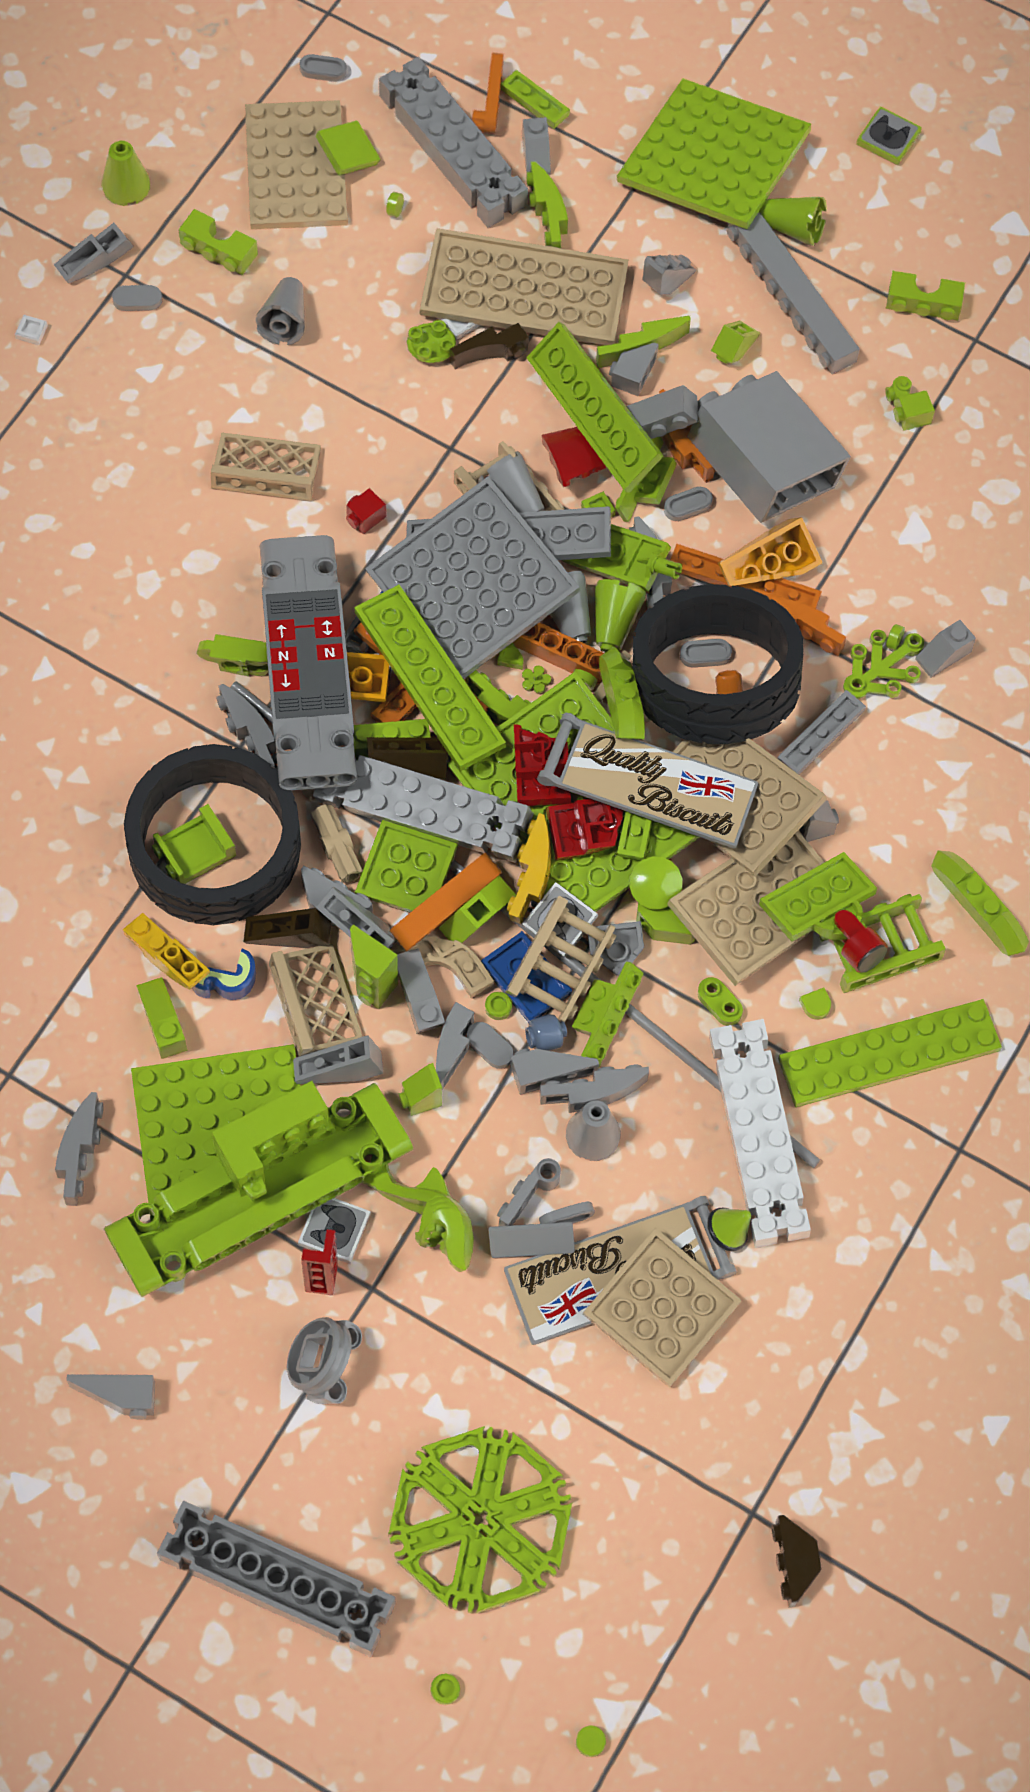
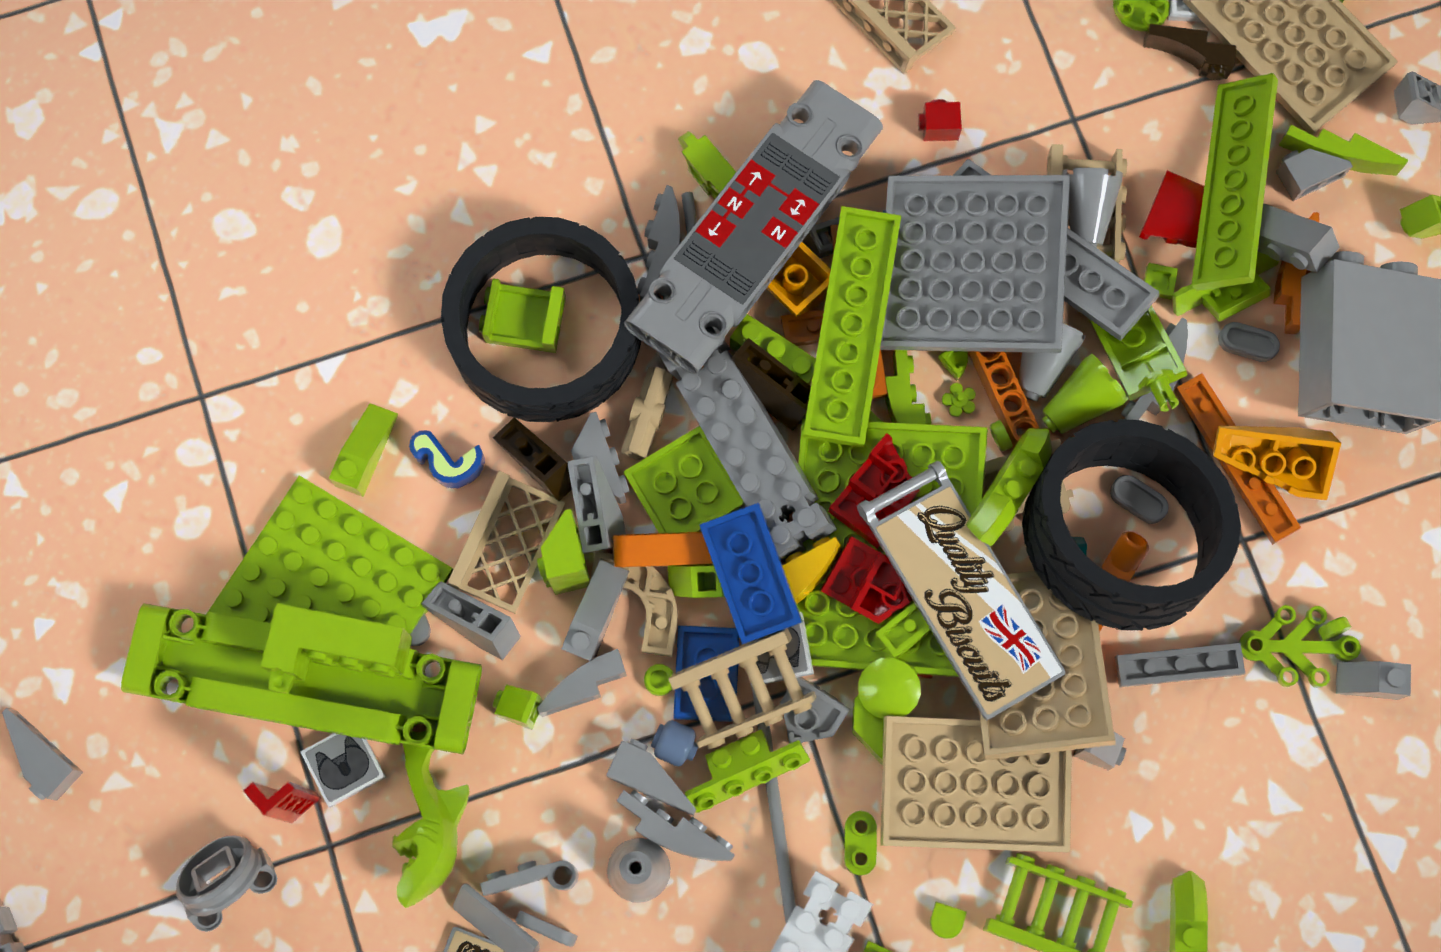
camera: 45 degrees right, 10 degrees up
(78, 1138) = (203, 501): light grey slope -> none
(165, 953) = (412, 395): yellow slope -> none
(490, 1045) = (619, 710): light grey tile -> none
(505, 877) = (751, 573): none -> blue plate
(814, 625) = (1261, 547): orange slope -> none
(829, 904) = (1032, 842): lime plate -> none

